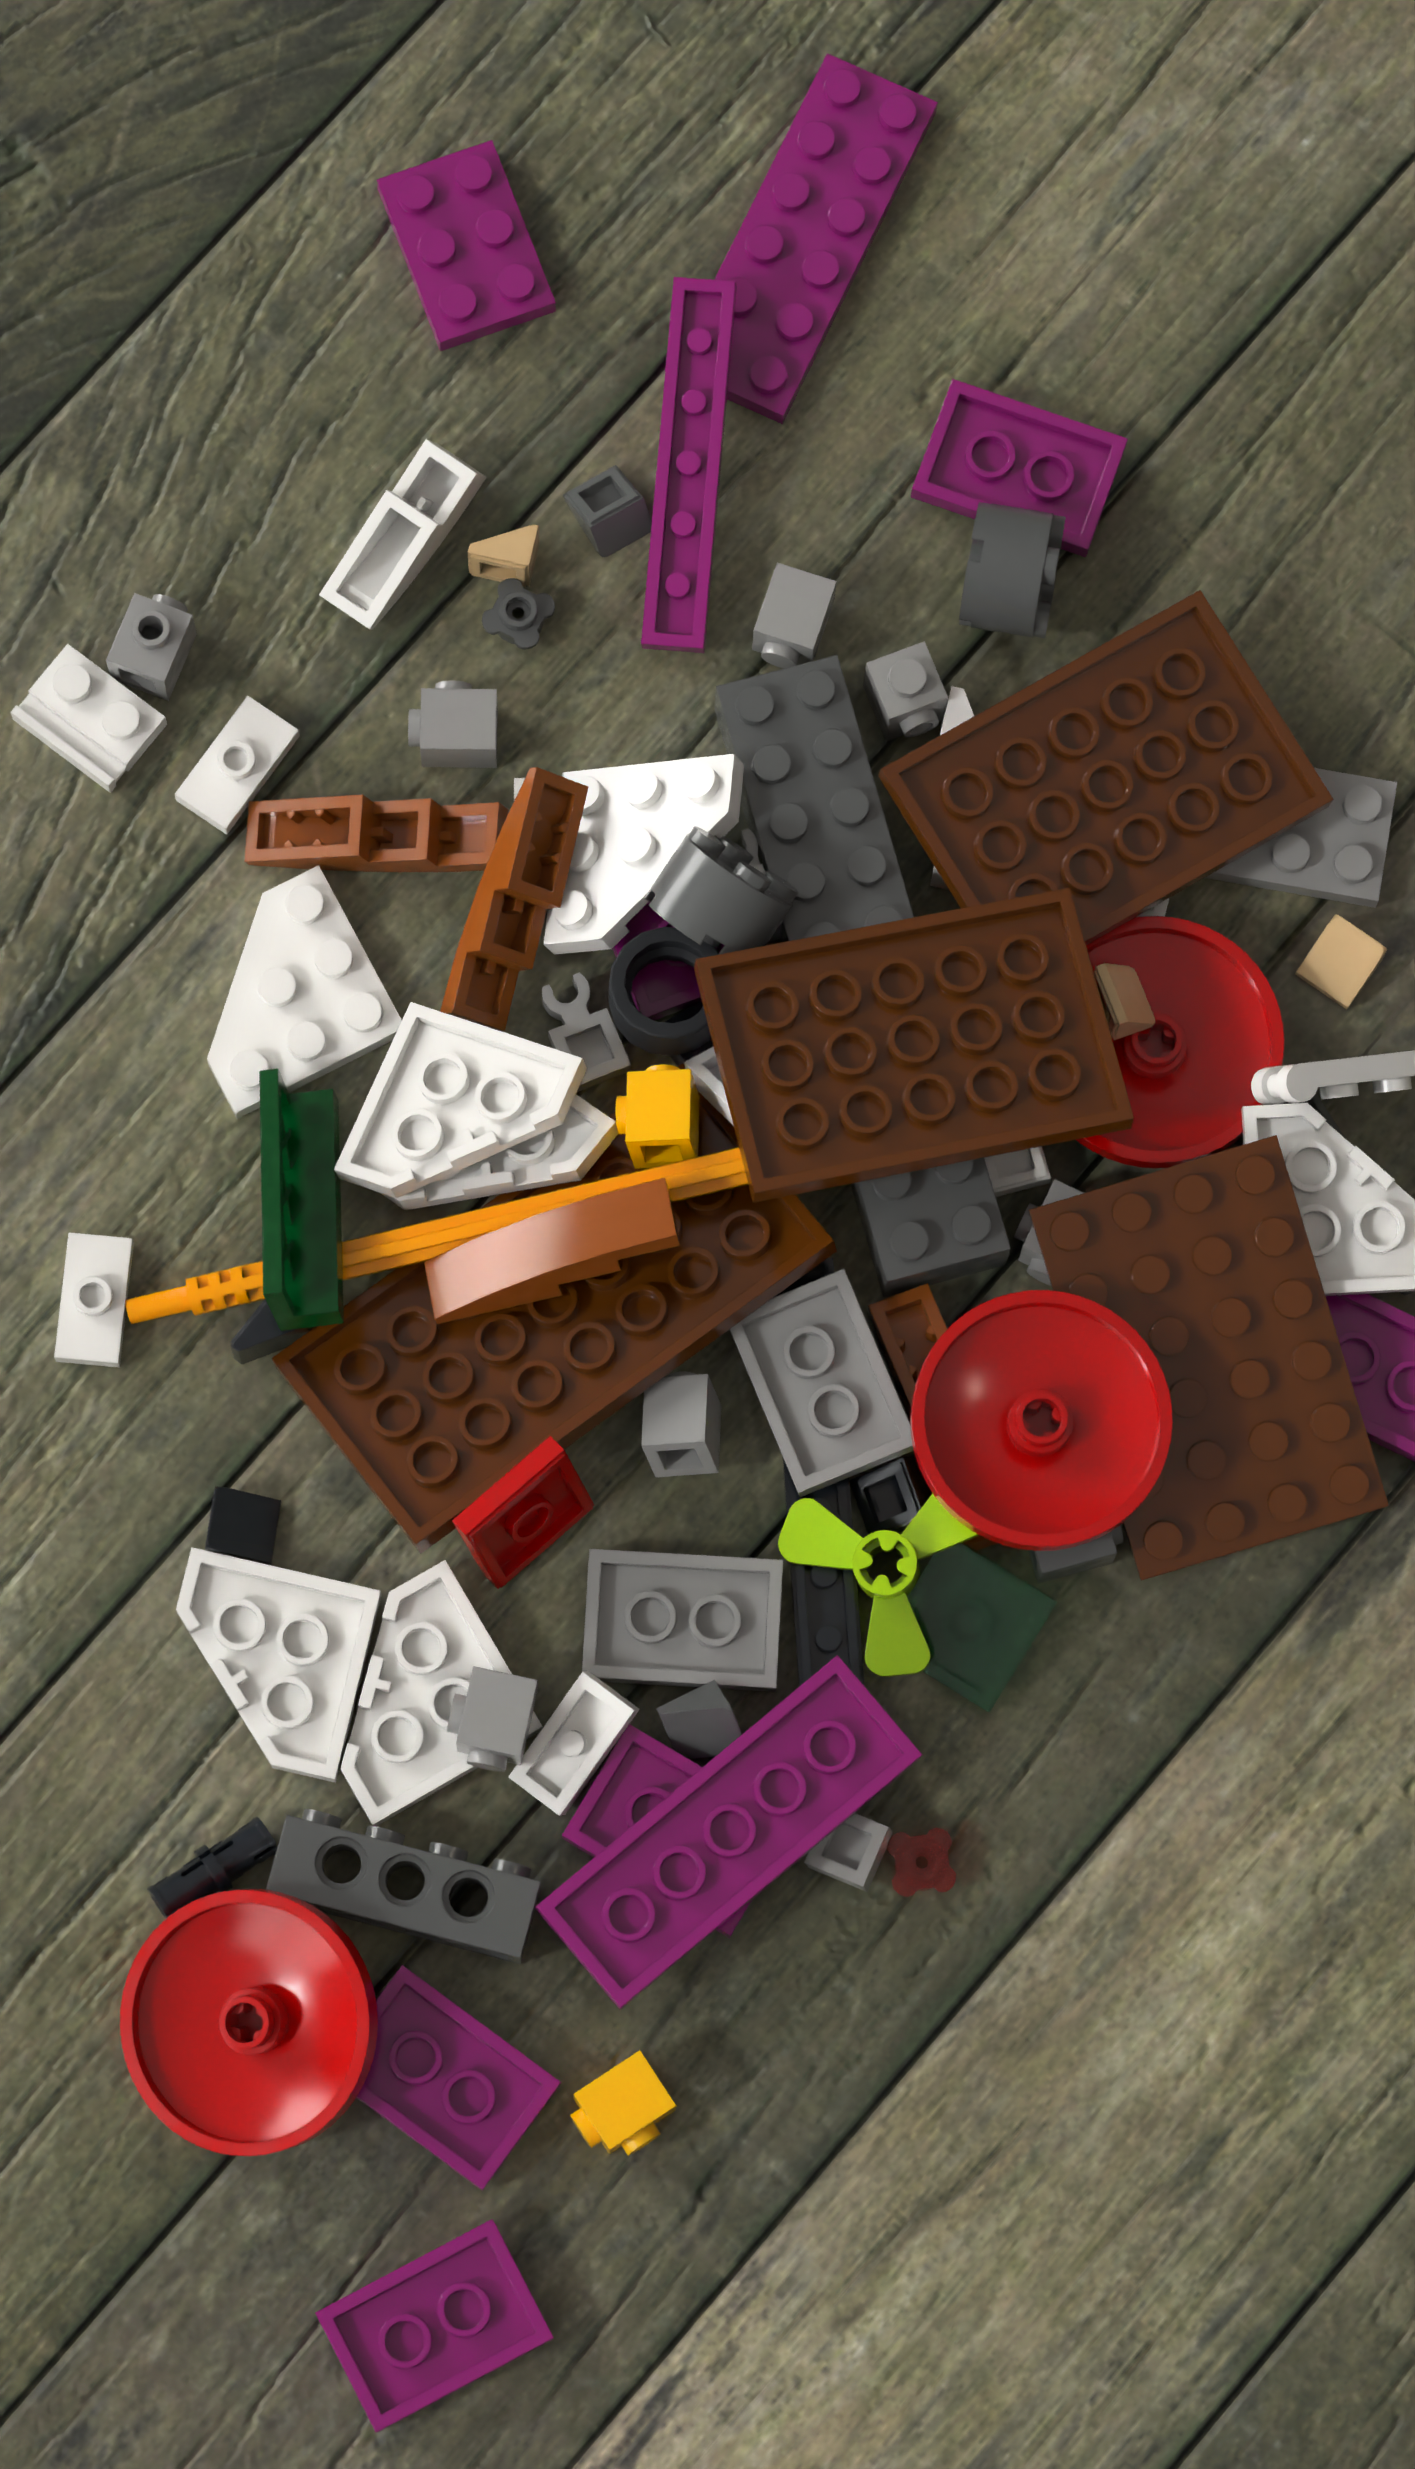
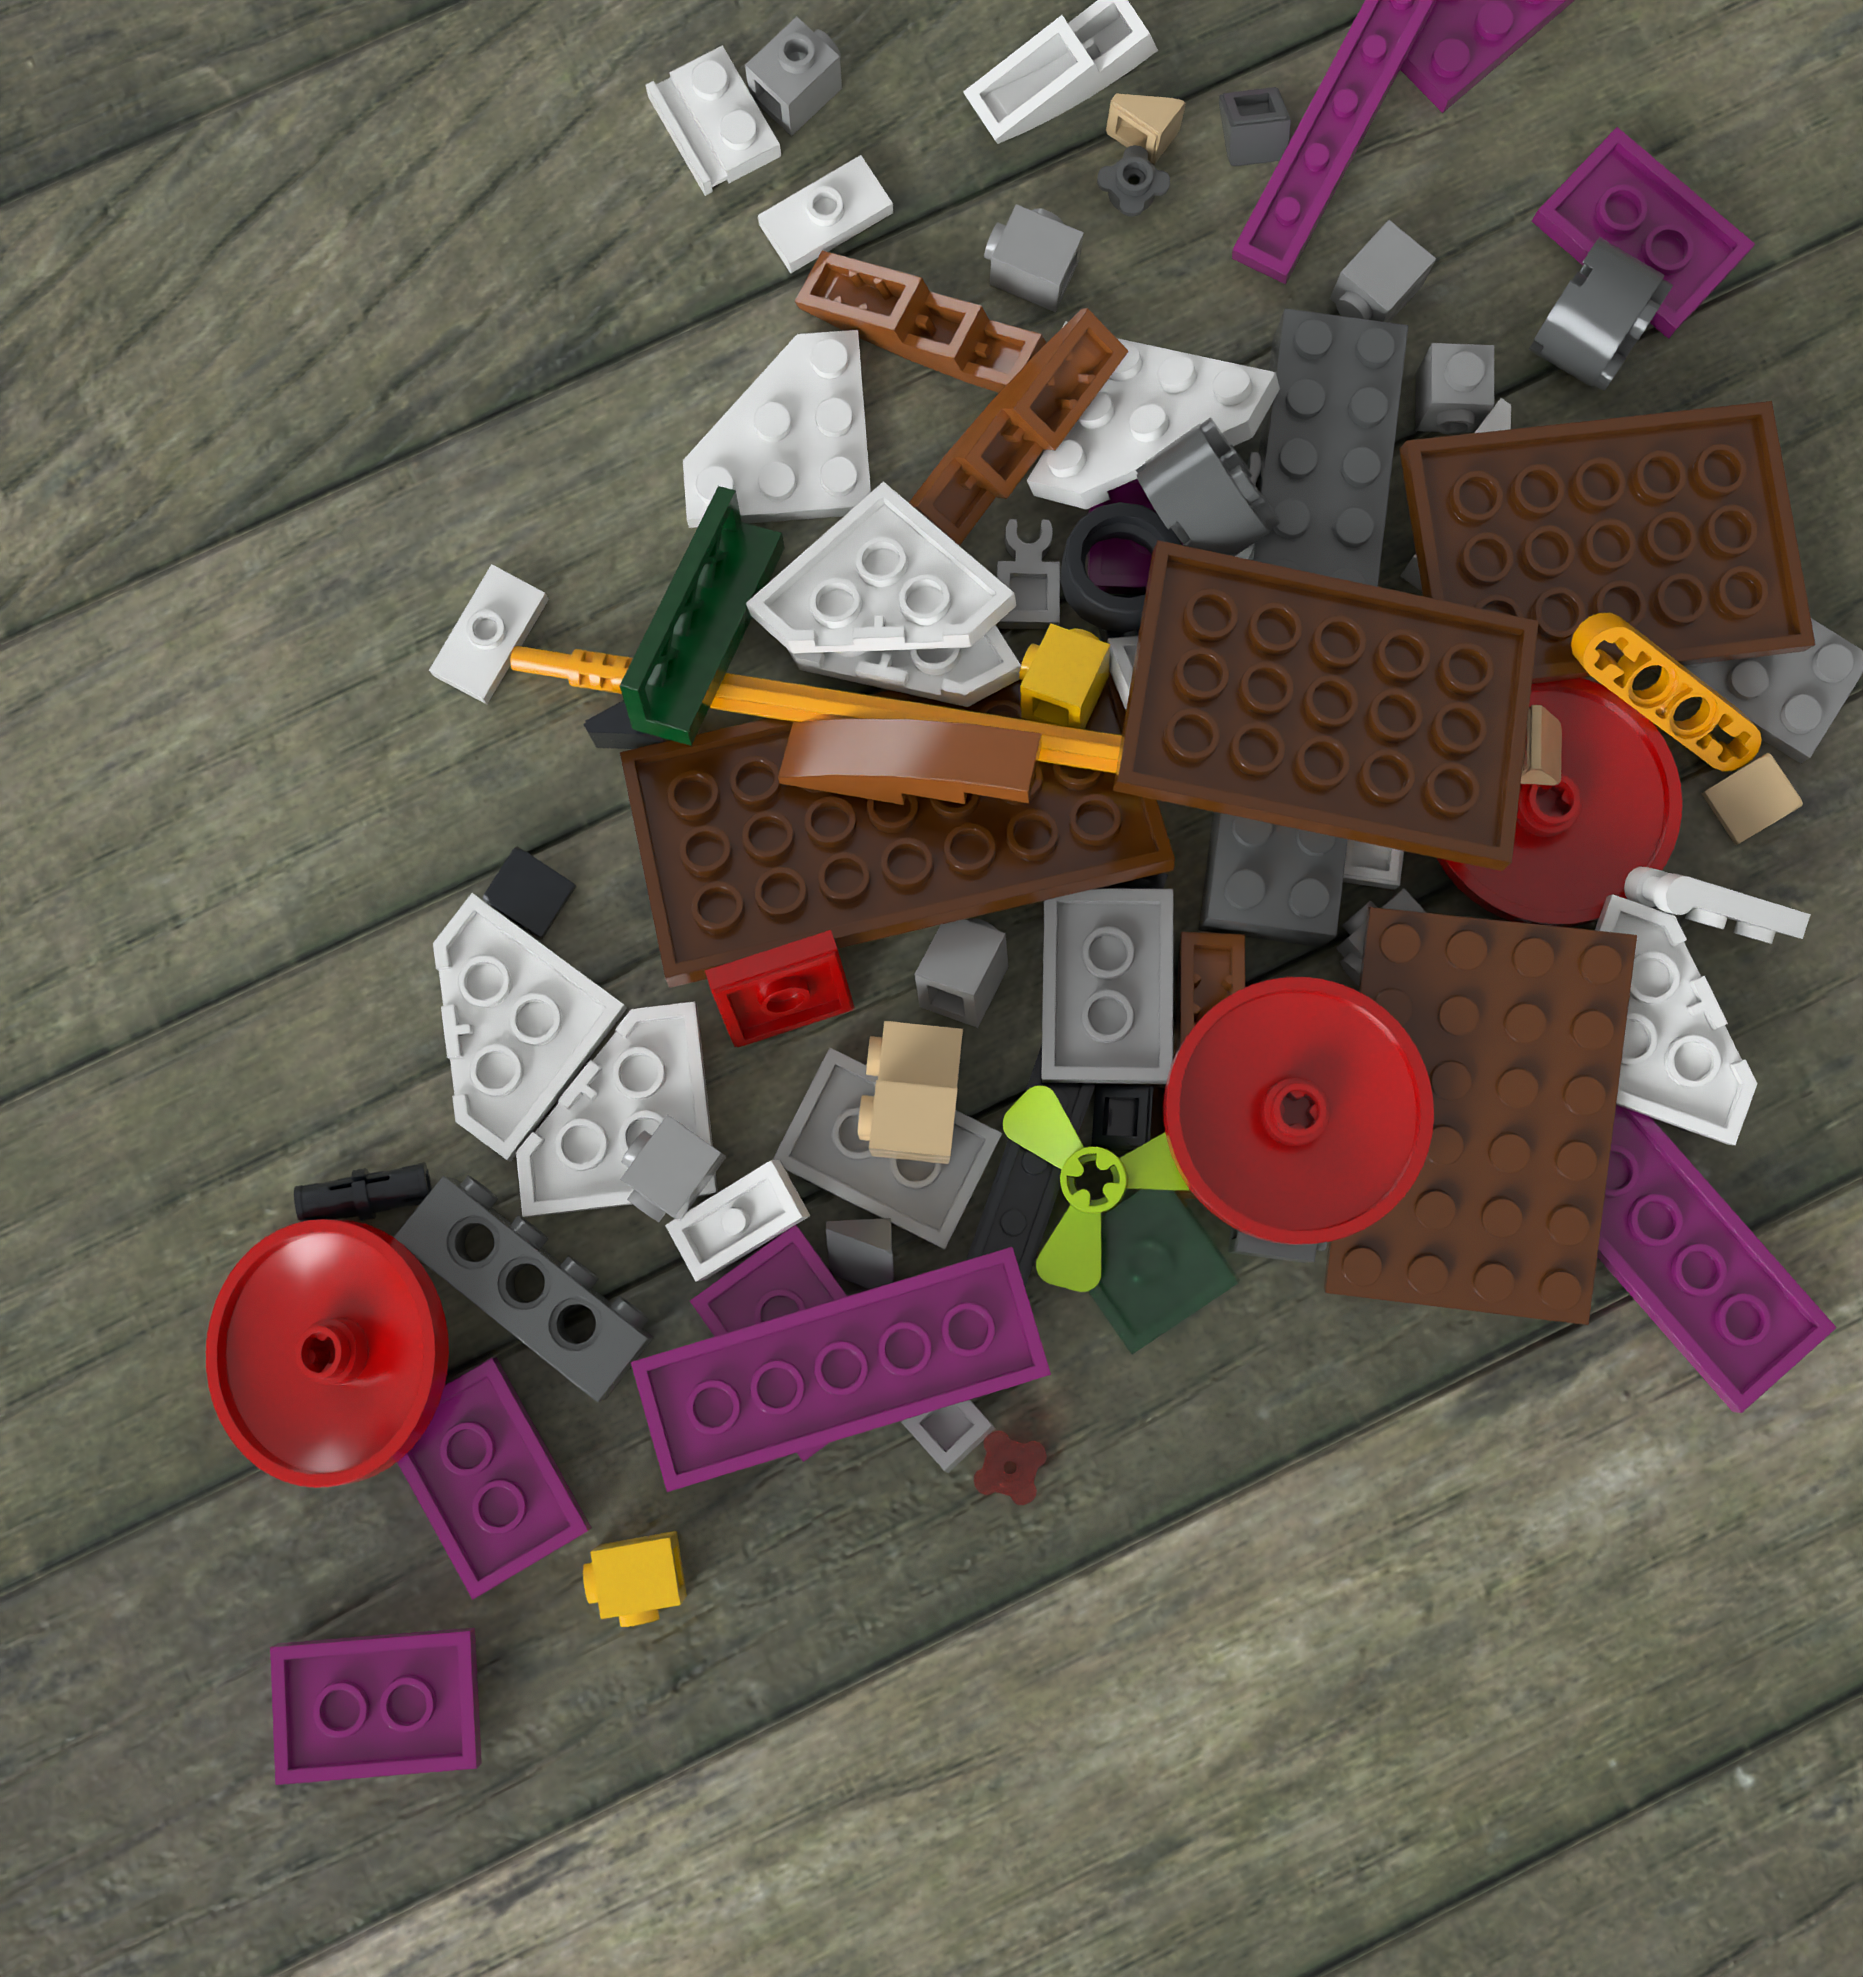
camera: 25 degrees right, 5 degrees up
(690, 1554) = (913, 1093): none -> tan brick
(1215, 908) = (1670, 690): none -> light orange beam

